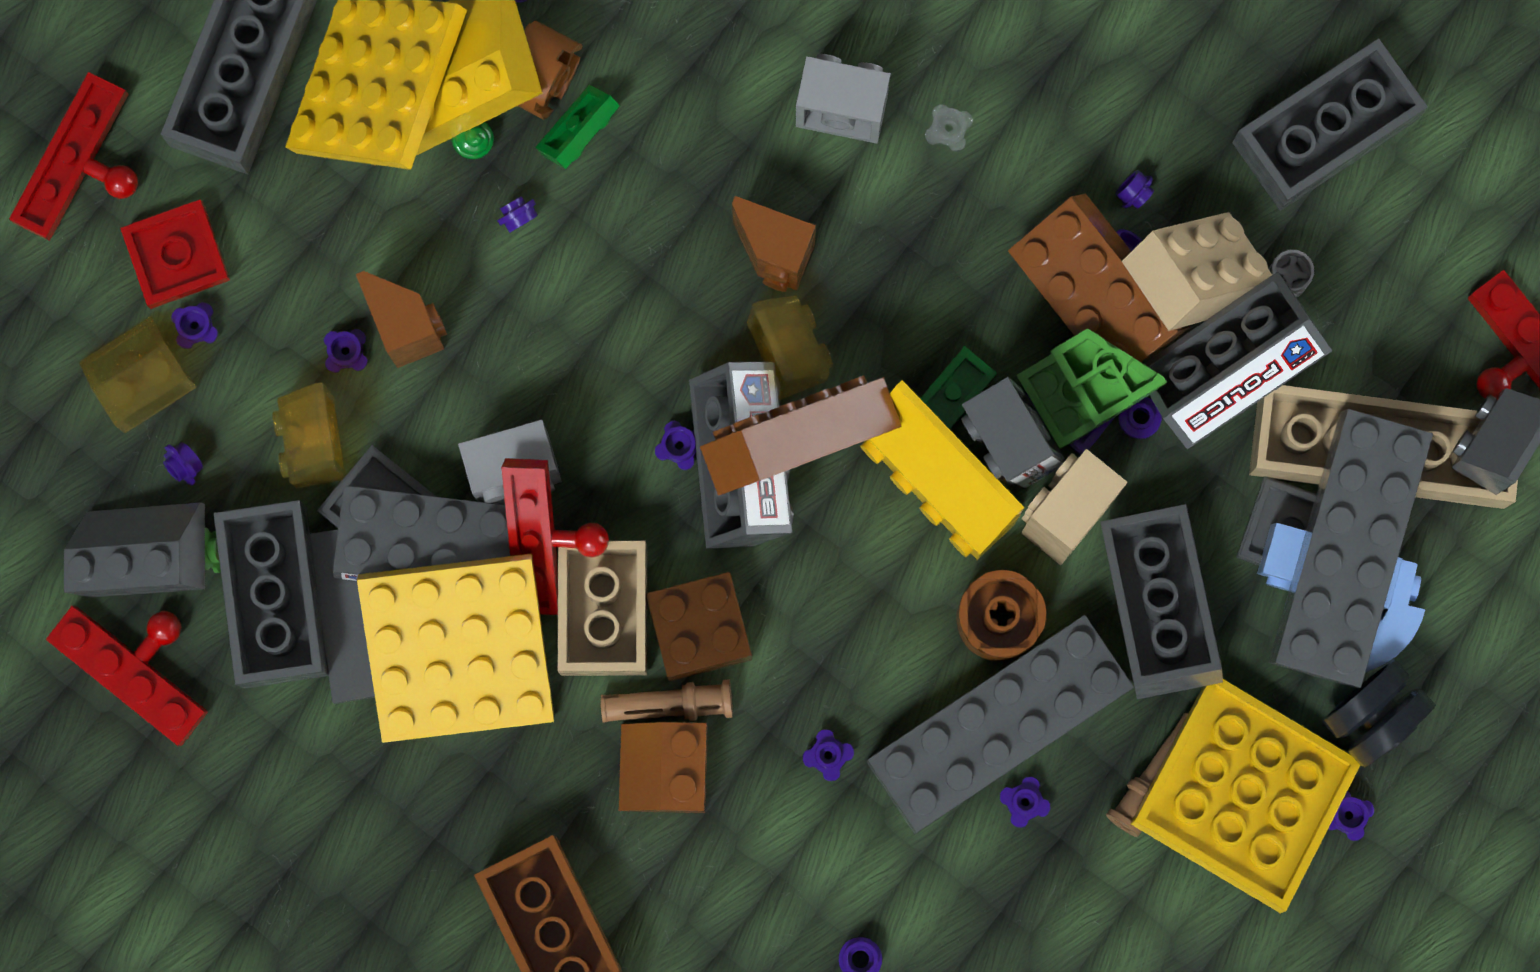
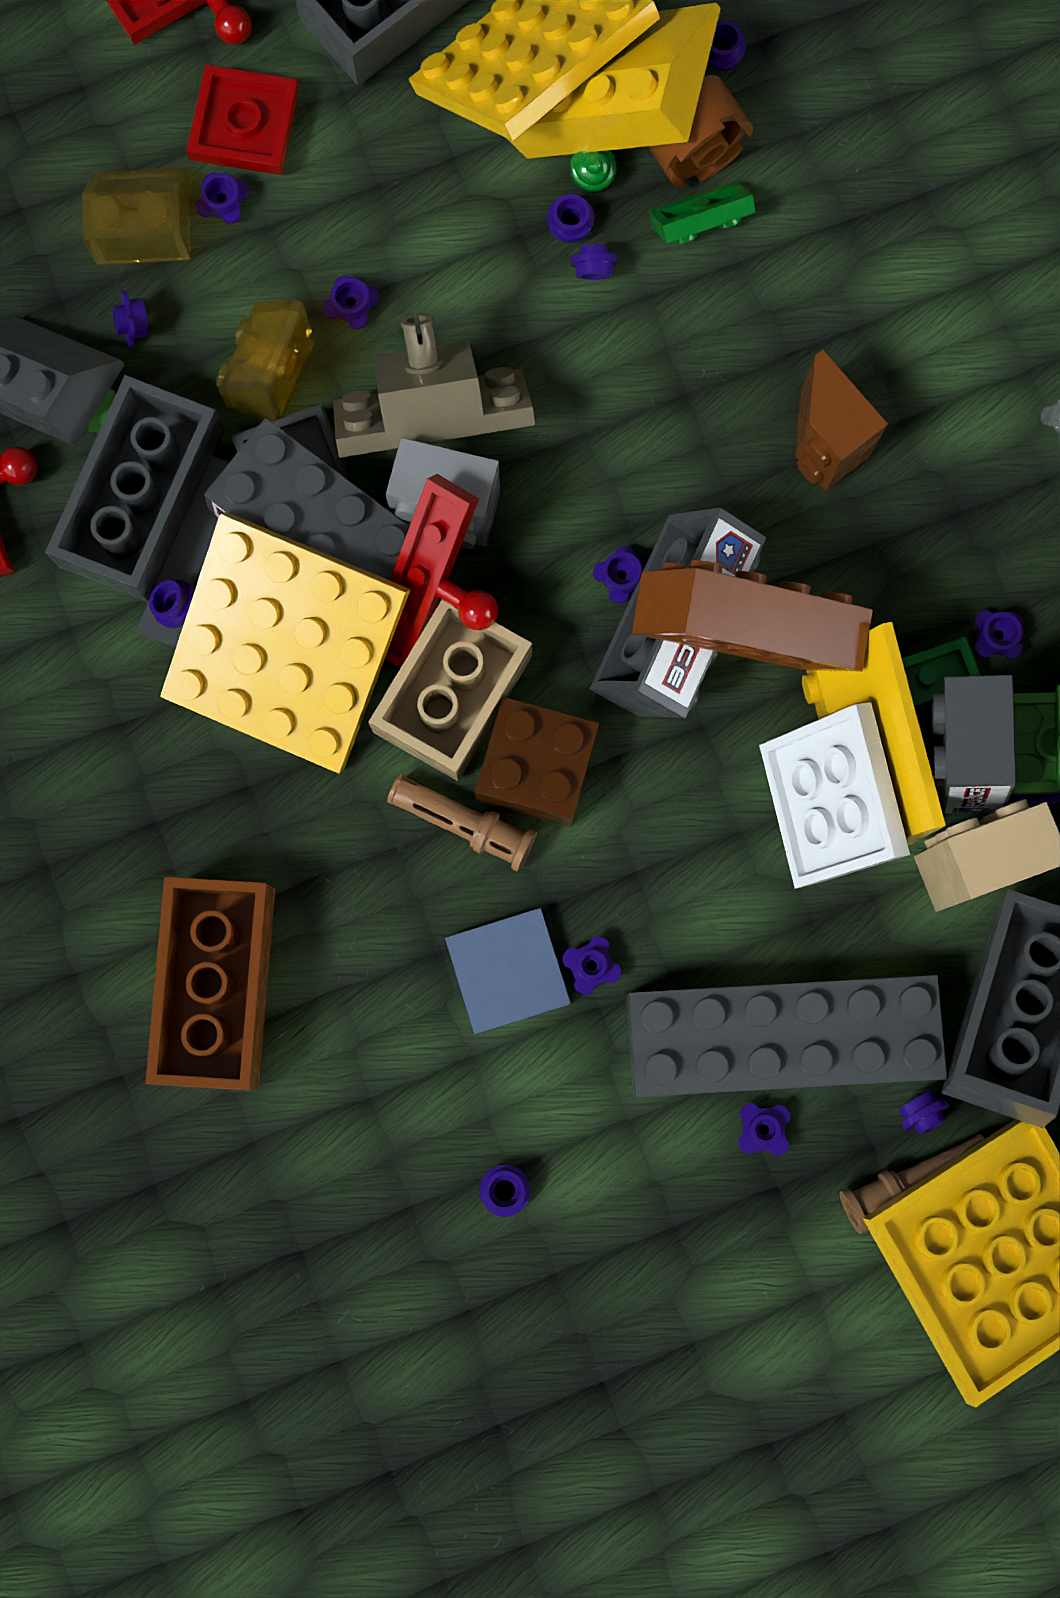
camera: 30 degrees right, 0 degrees up
(343, 668) = (171, 602): none -> dark purple plate
(403, 320) = (419, 285): dark orange slope -> none
(456, 396) = (429, 397): none -> dark tan brick
(475, 175) = (570, 206): none -> dark purple plate
(663, 767) = (421, 881): dark orange slope -> none
(768, 796) = (507, 971): none -> sand blue tile
(786, 338) = (792, 520): clear yellow slope -> none
(842, 98) = (982, 323): light grey brick -> none
(934, 527) = (834, 797): none -> white plate
(991, 316) = (1008, 624): none -> dark purple plate
(1018, 598) = (875, 918): dark orange brick -> none
(1134, 721) = (924, 1113): none -> dark purple plate

